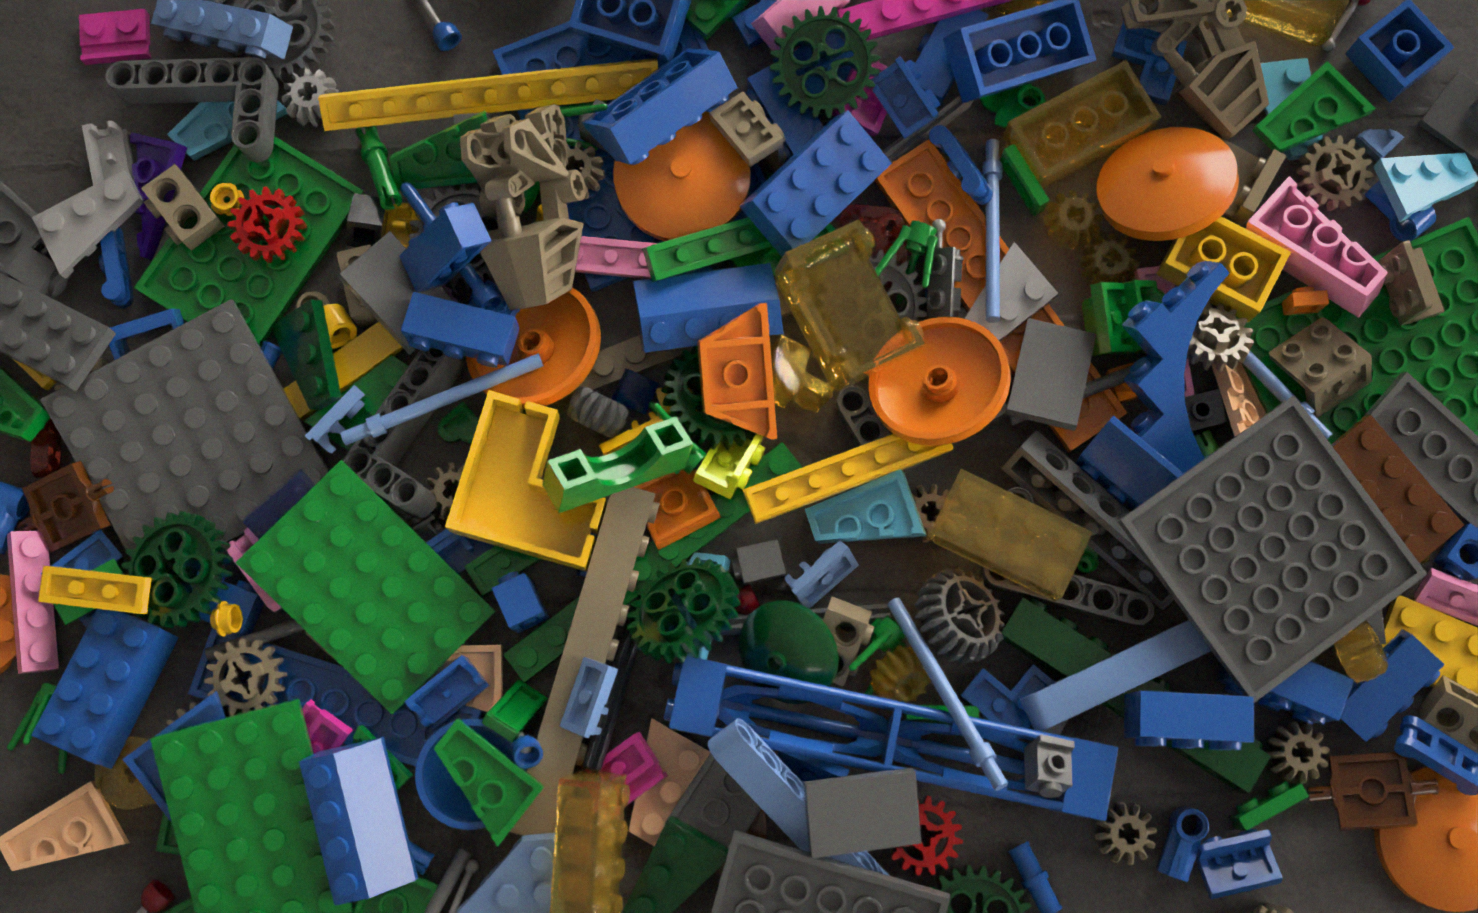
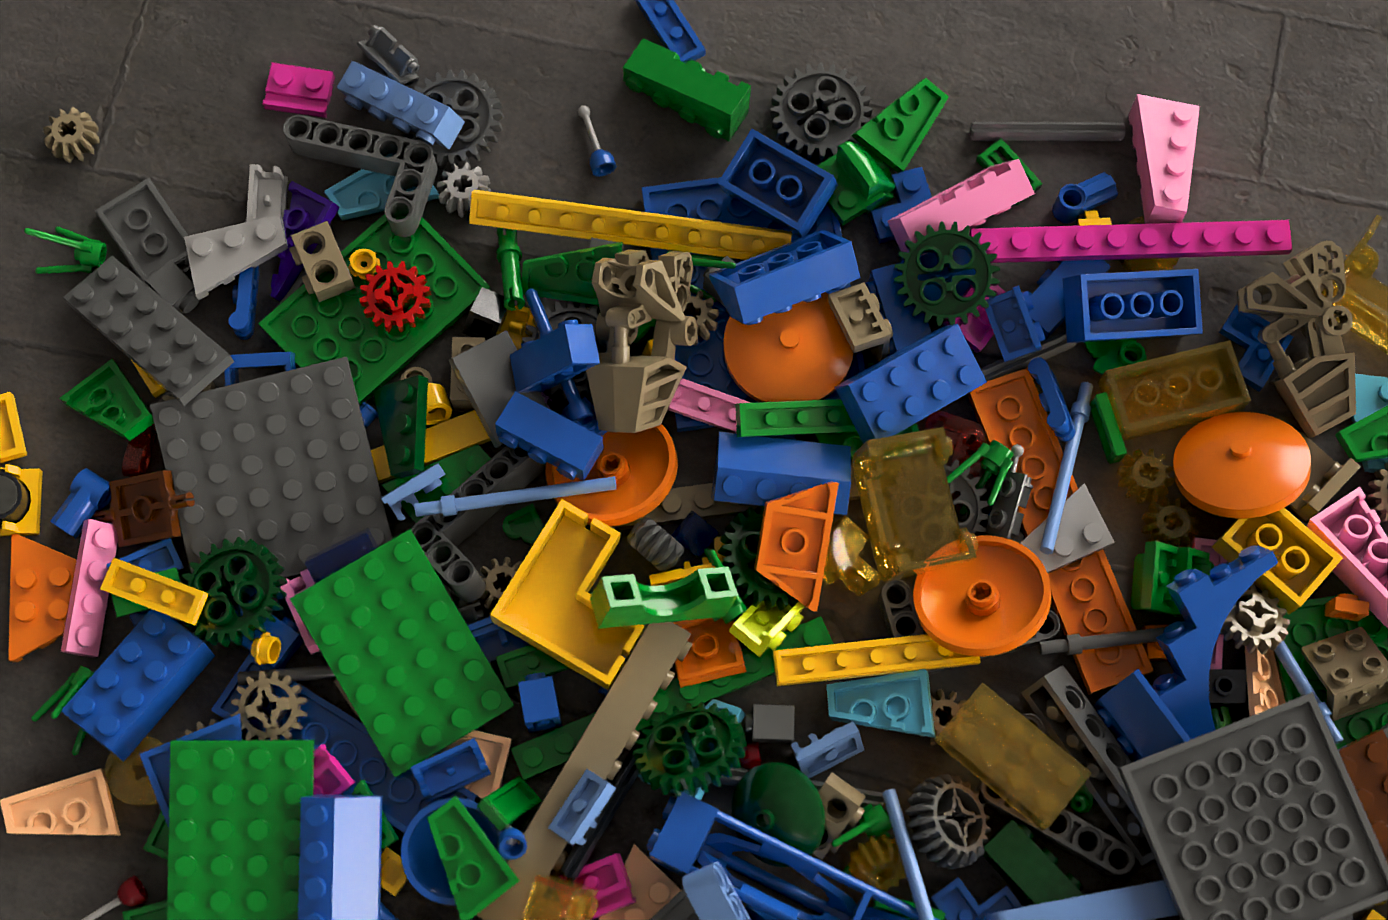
camera: 10 degrees right, 5 degrees down
(413, 810) = (392, 872): none -> yellow plate
(1051, 374) = (1089, 616): dark grey tile -> none

